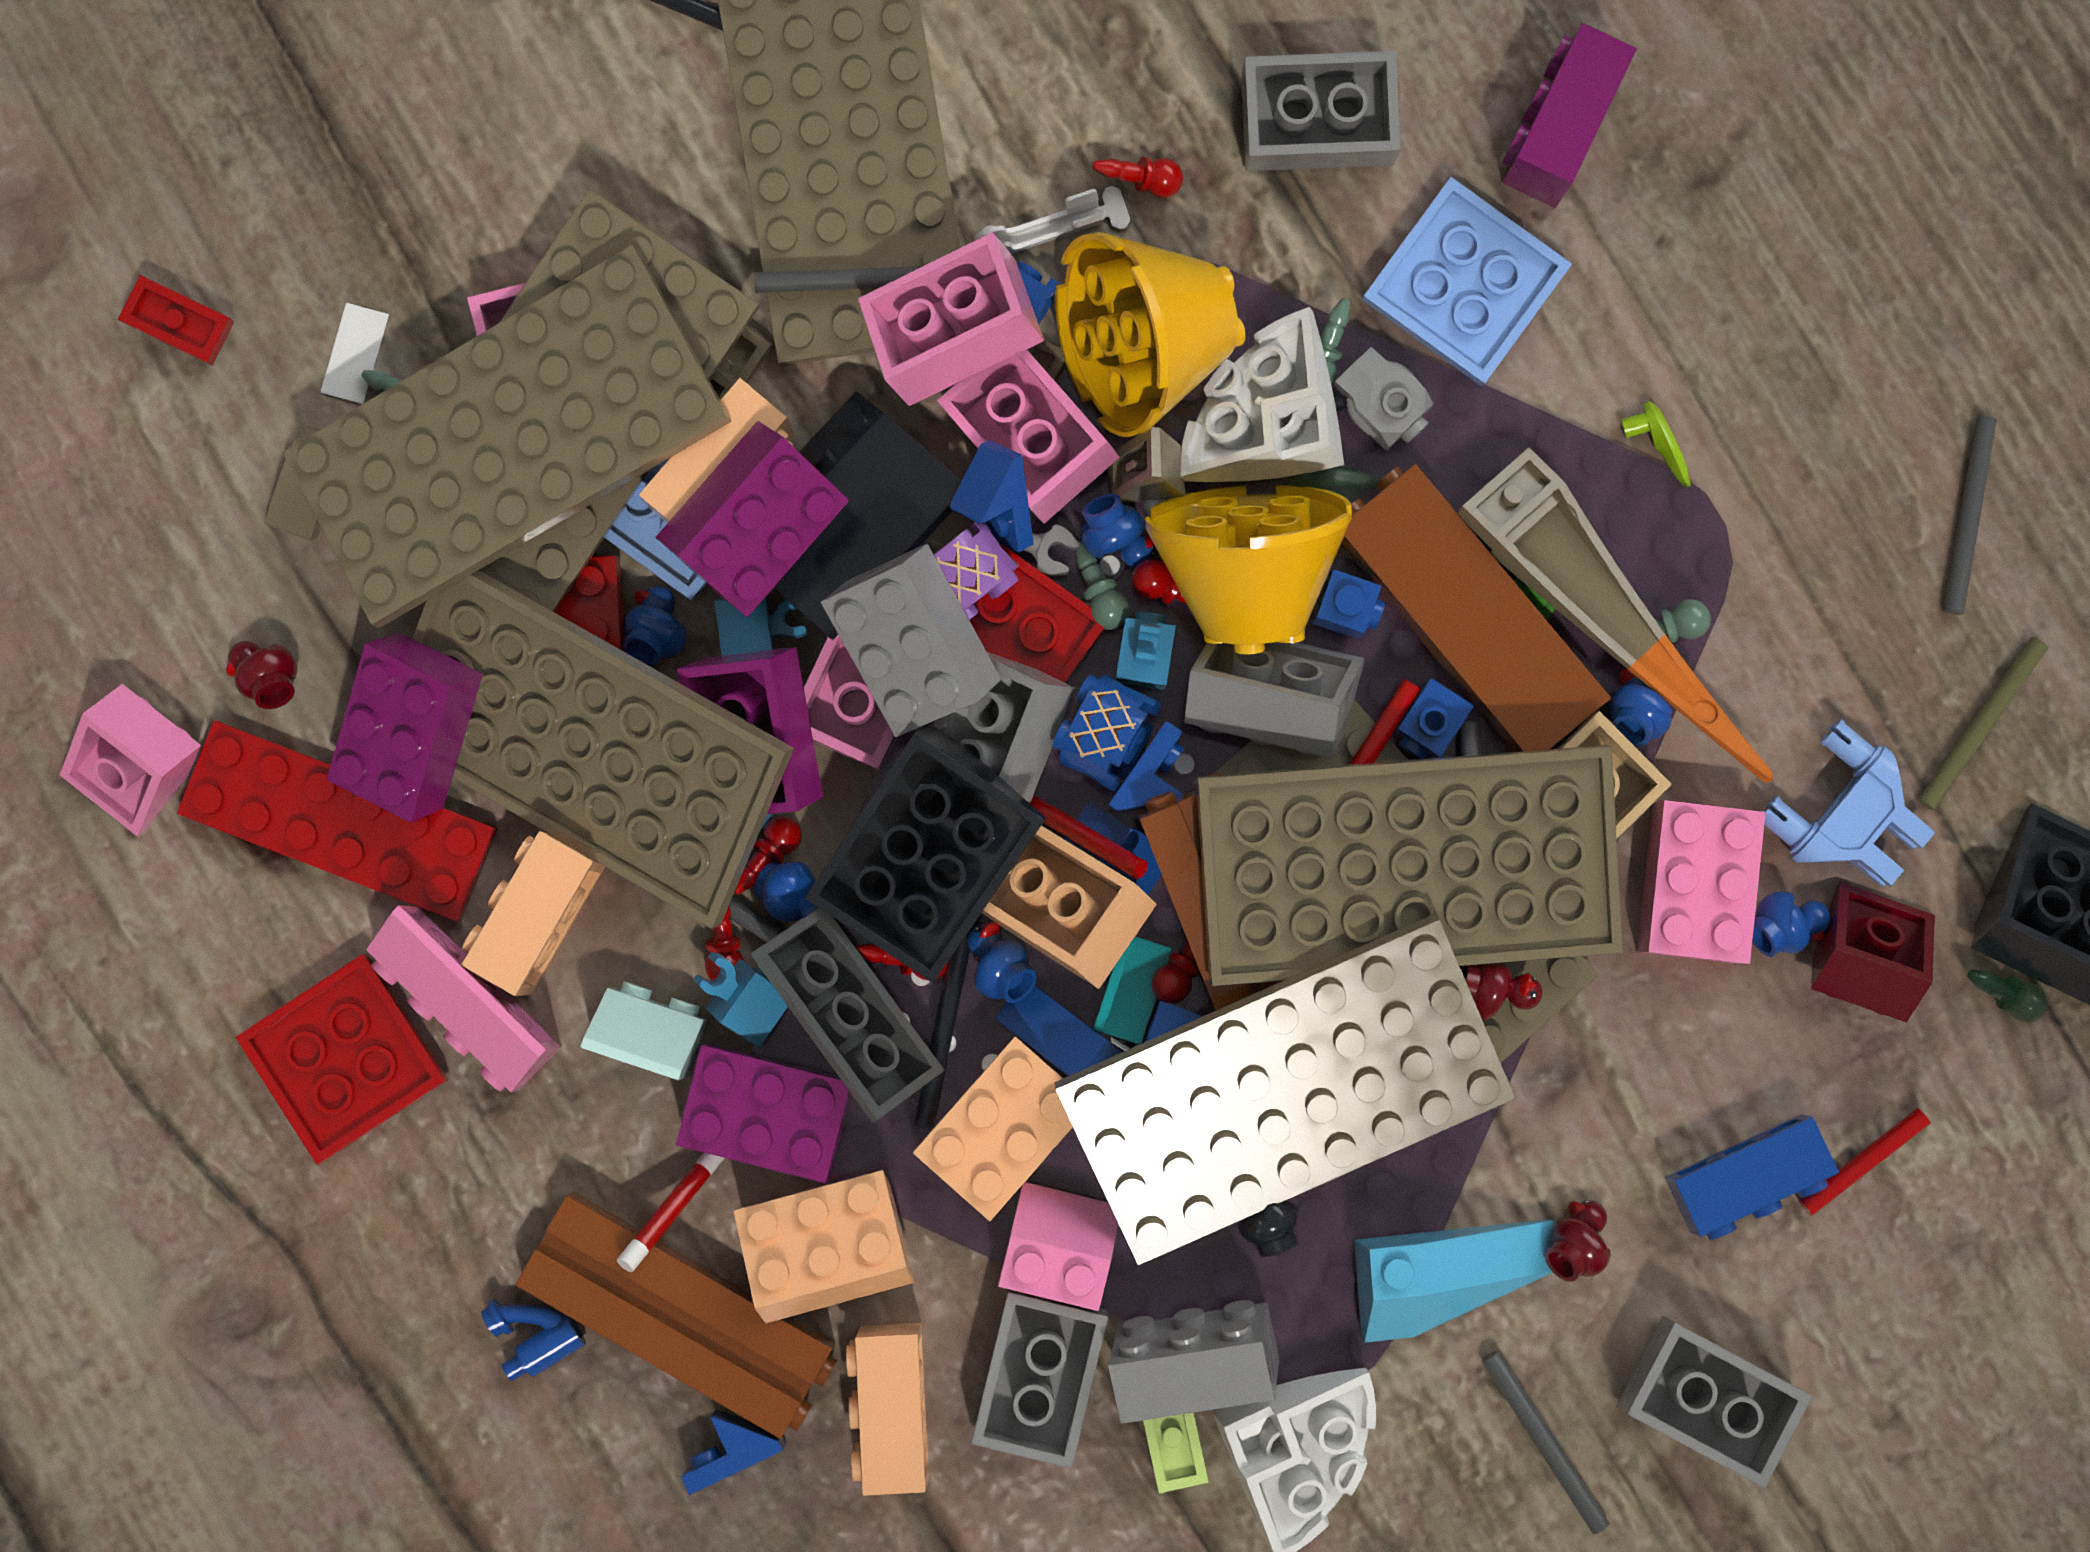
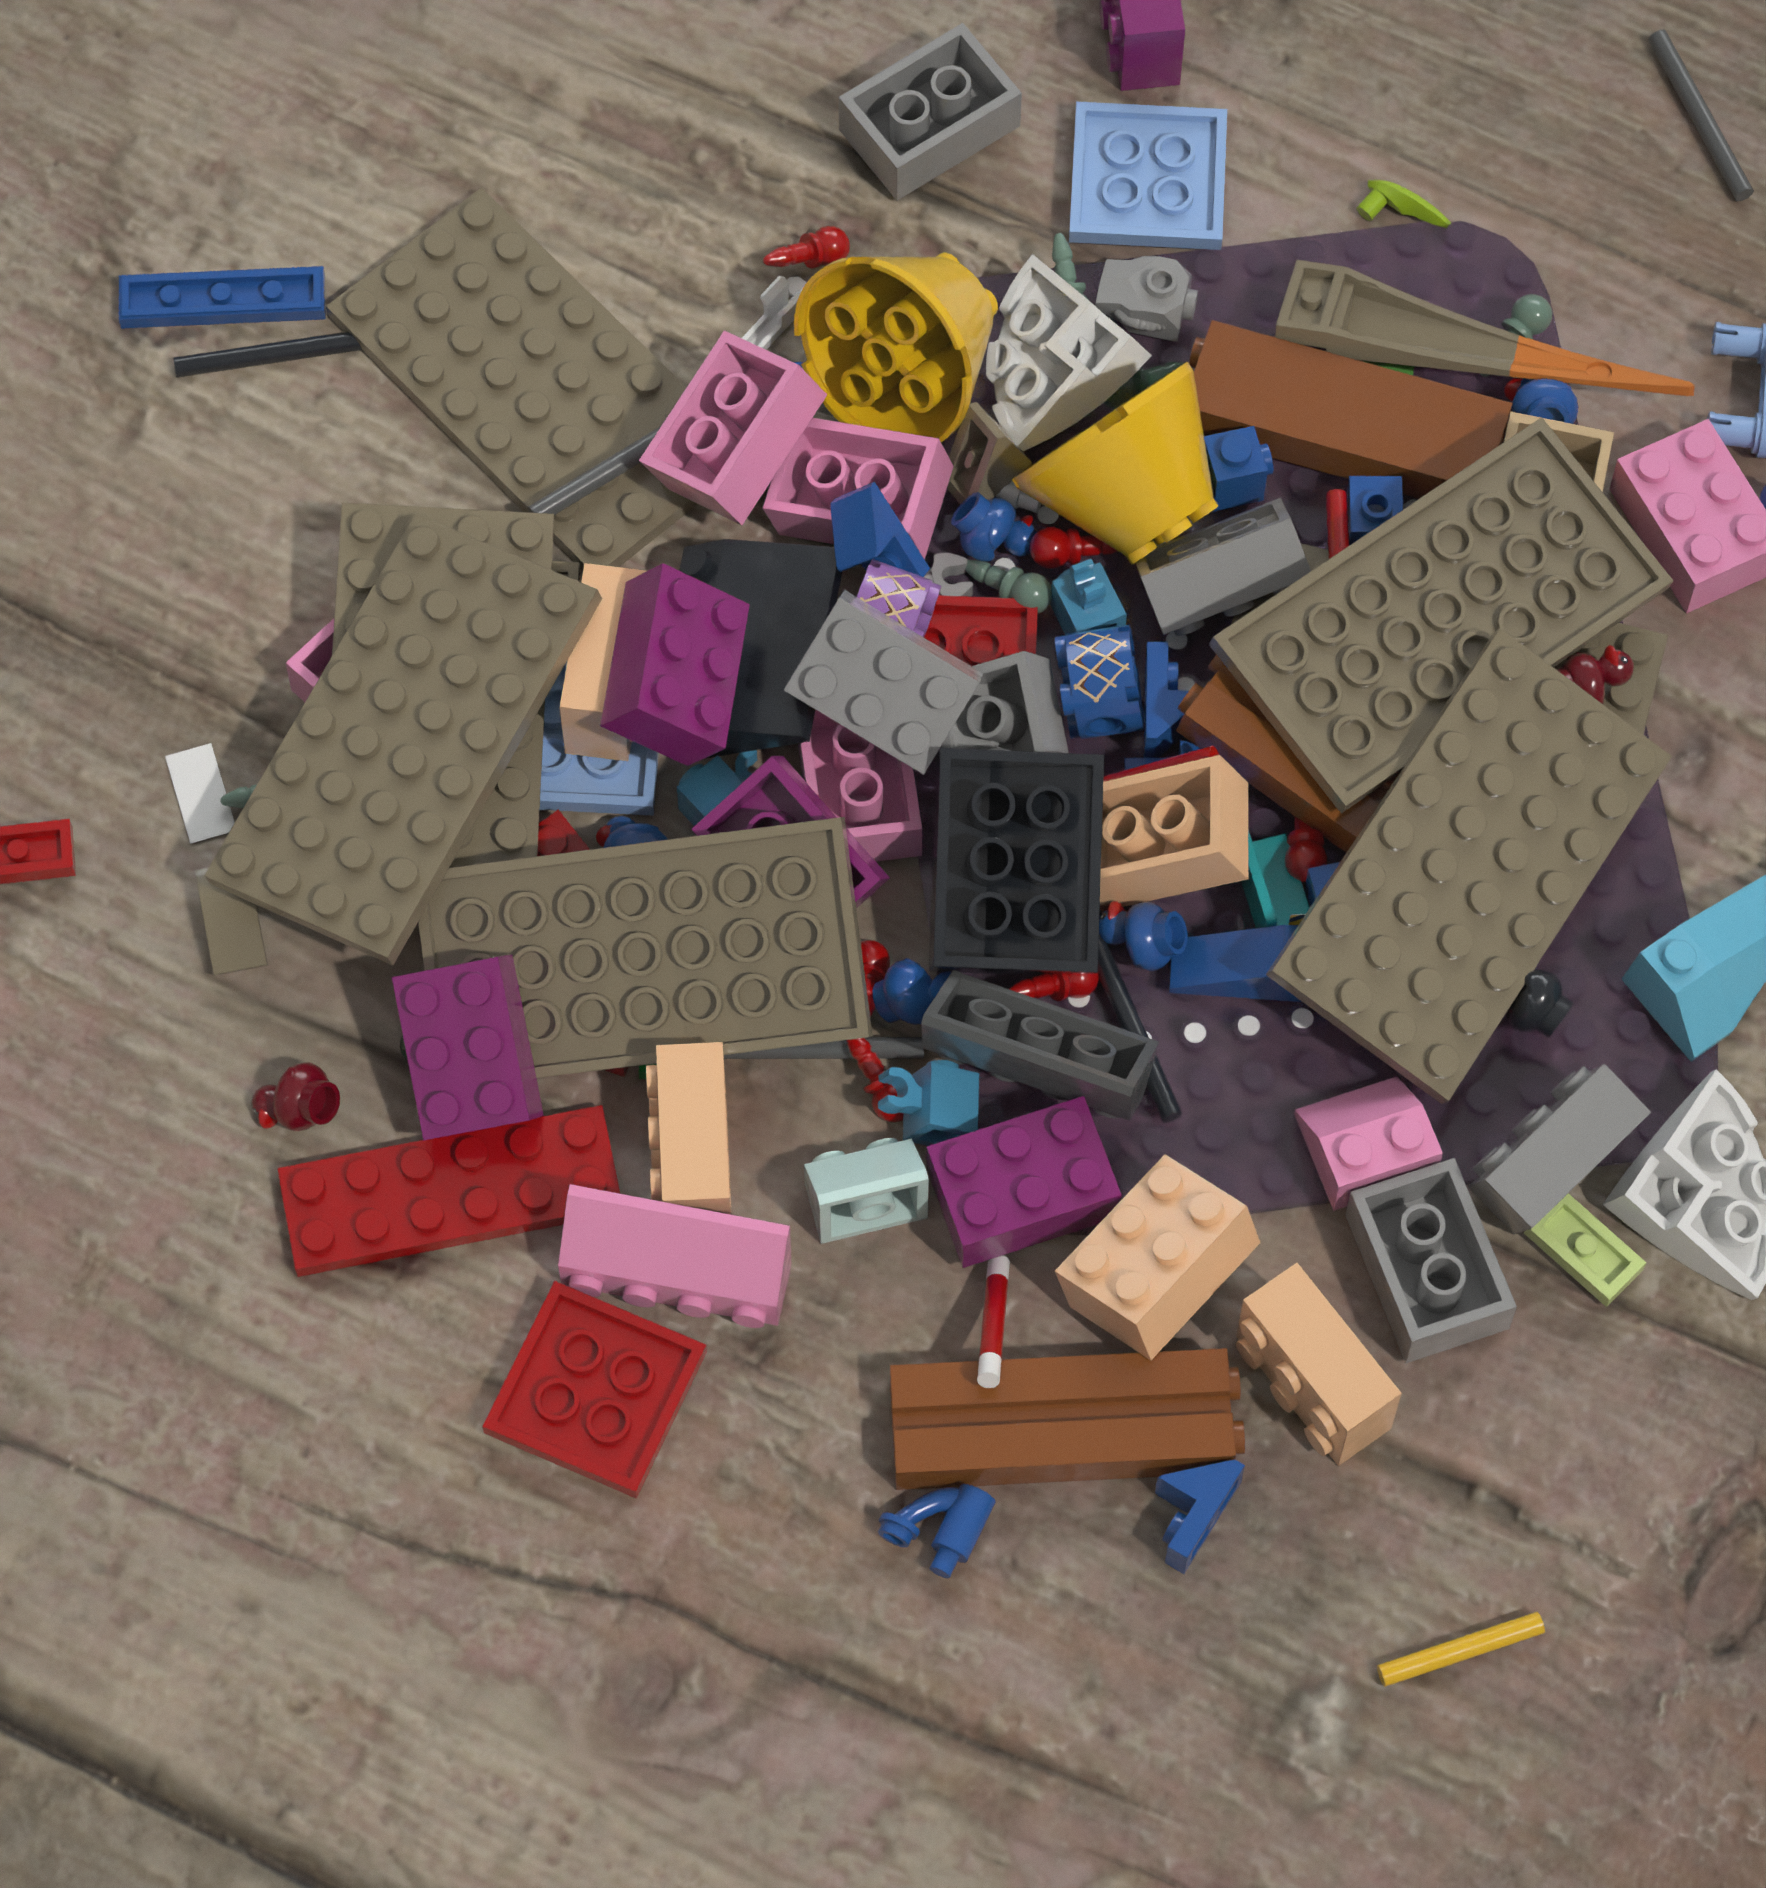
camera: 30 degrees left, 20 degrees down
(128, 758) = (219, 1248): bright pink slope -> none
(998, 1129) = (1243, 1067): light nougat brick -> none

